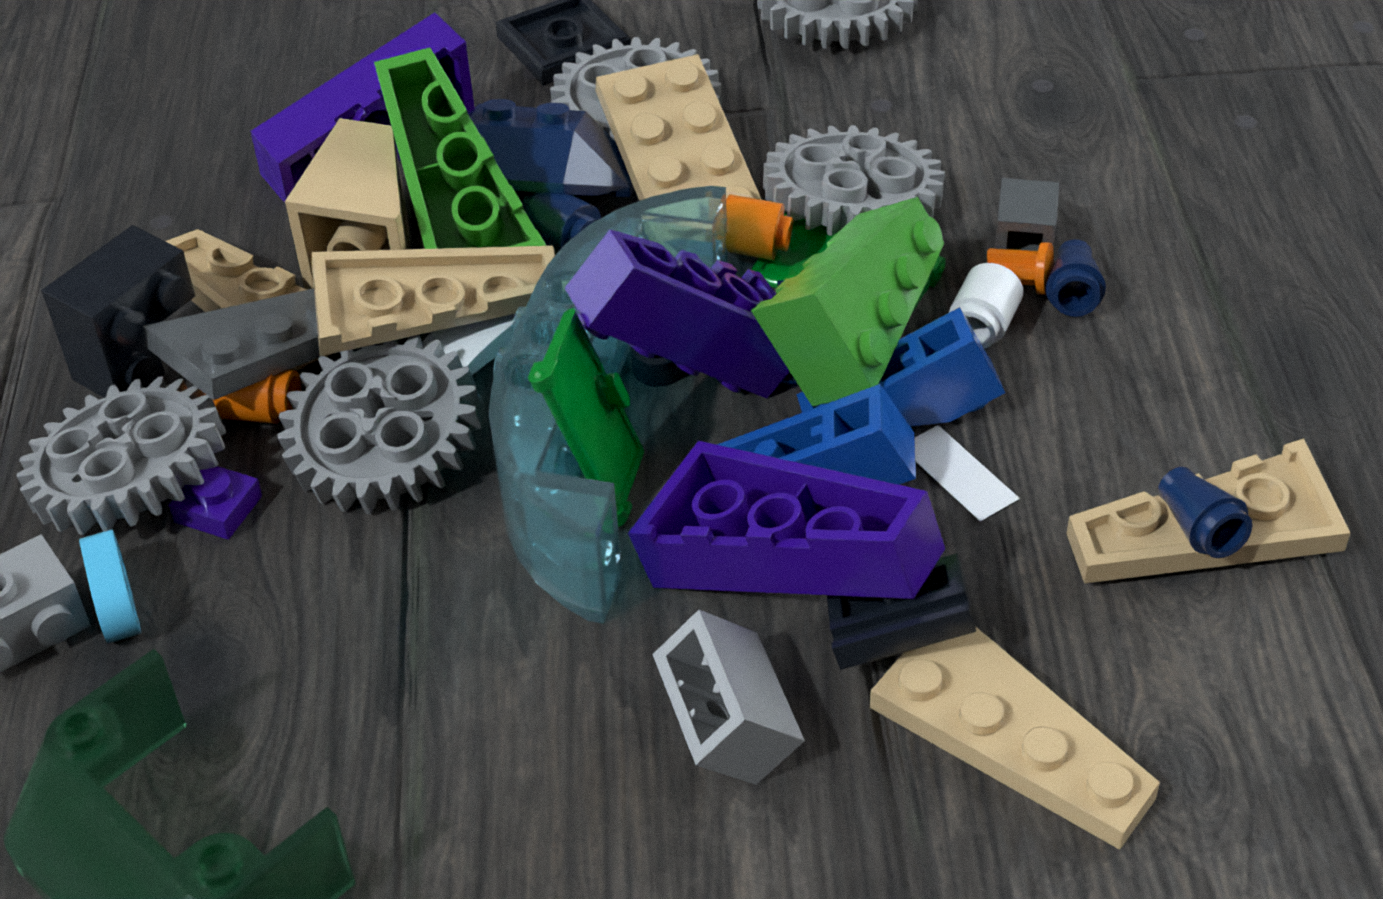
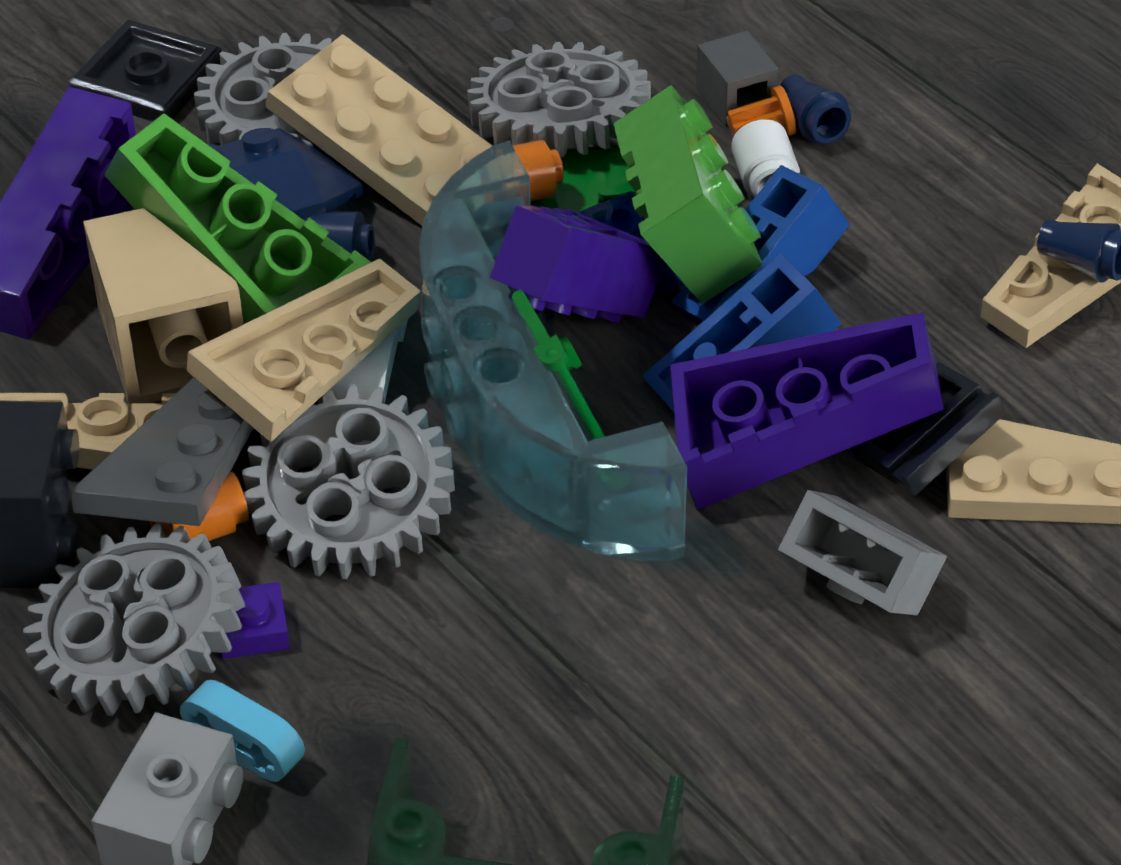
camera: 35 degrees left, 0 degrees up
(961, 474) = (860, 308): white sticker -> none

